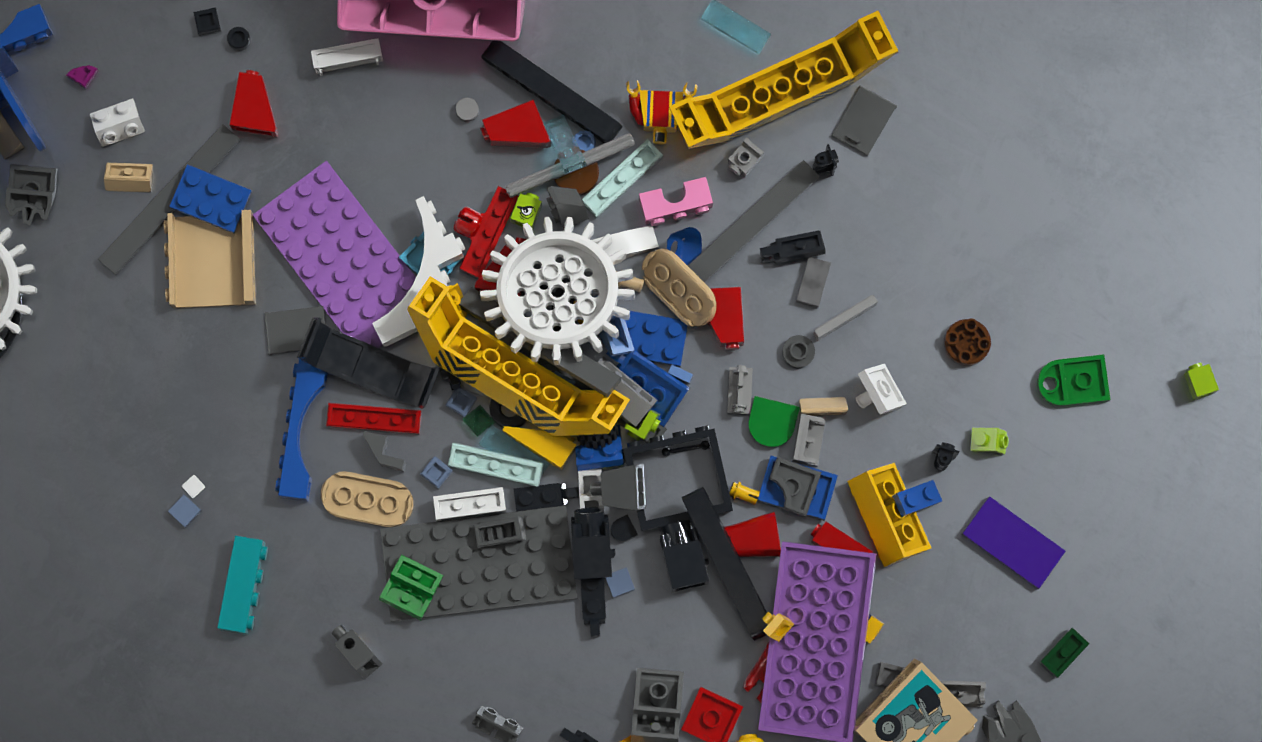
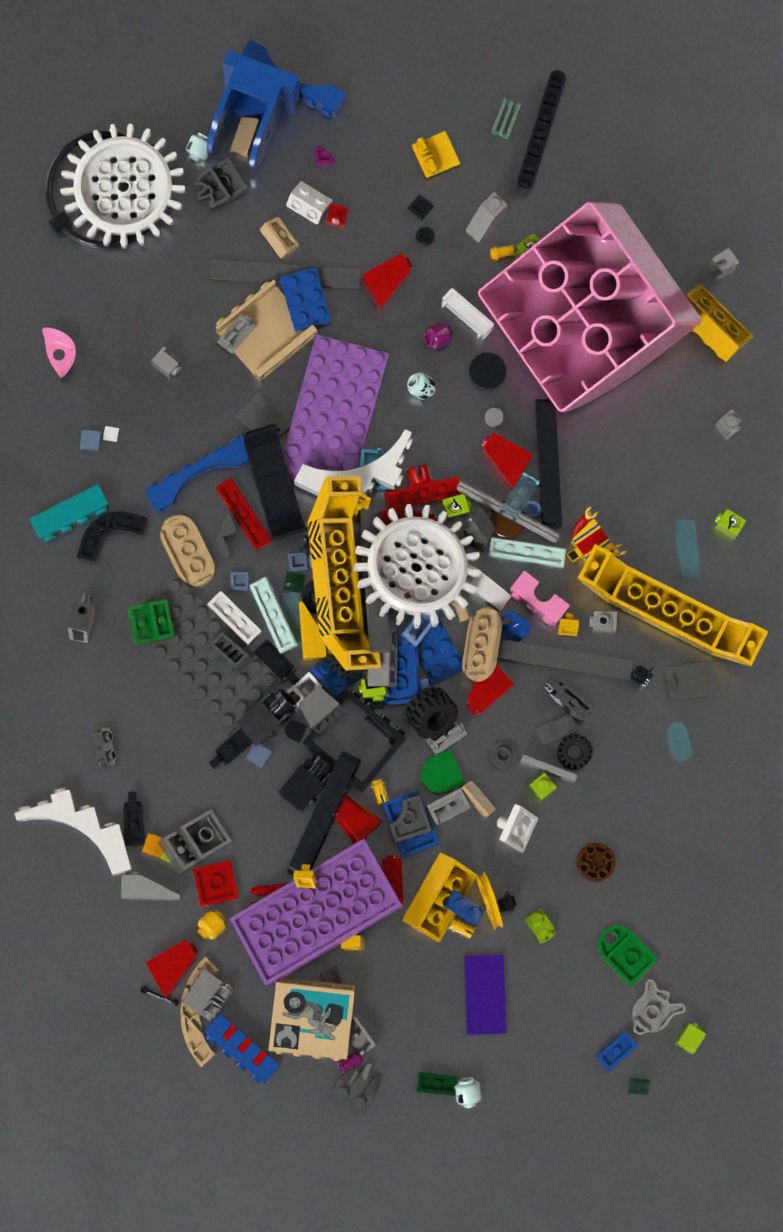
camera: 45 degrees right, 0 degrees up
(60, 466) = (59, 340): none -> bright pink piece
(151, 105) = (337, 215): none -> red tile
(167, 379) = (166, 363): none -> light grey brick
(191, 289) = (236, 333): none -> light grey hinge
(281, 558) = (103, 526): none -> black plate
(346, 100) = (437, 335): none -> magenta head
(383, 153) = (421, 386): none -> light aqua head
(417, 80) = (487, 371): none -> black tile
(708, 385) = (431, 712): none -> black tyre
(723, 193) = (568, 626): none -> yellow tile
(854, 268) = (566, 759): none -> black tyre
(858, 337) = (542, 787): none -> lime brick
(913, 176) = (679, 742): none -> clear light blue tile
(931, 469) = (489, 901): none -> yellow wedge
(933, 515) = (461, 927): none -> yellow pin
(982, 714) = (352, 1060): none -> magenta pin
(1094, 629) = (467, 1092): none -> light aqua head
(1147, 396) = (653, 1011): none -> light grey tile
(1161, 460) = (616, 1051): none -> blue plate
(1208, 464) = (638, 1086): none -> clear green slope

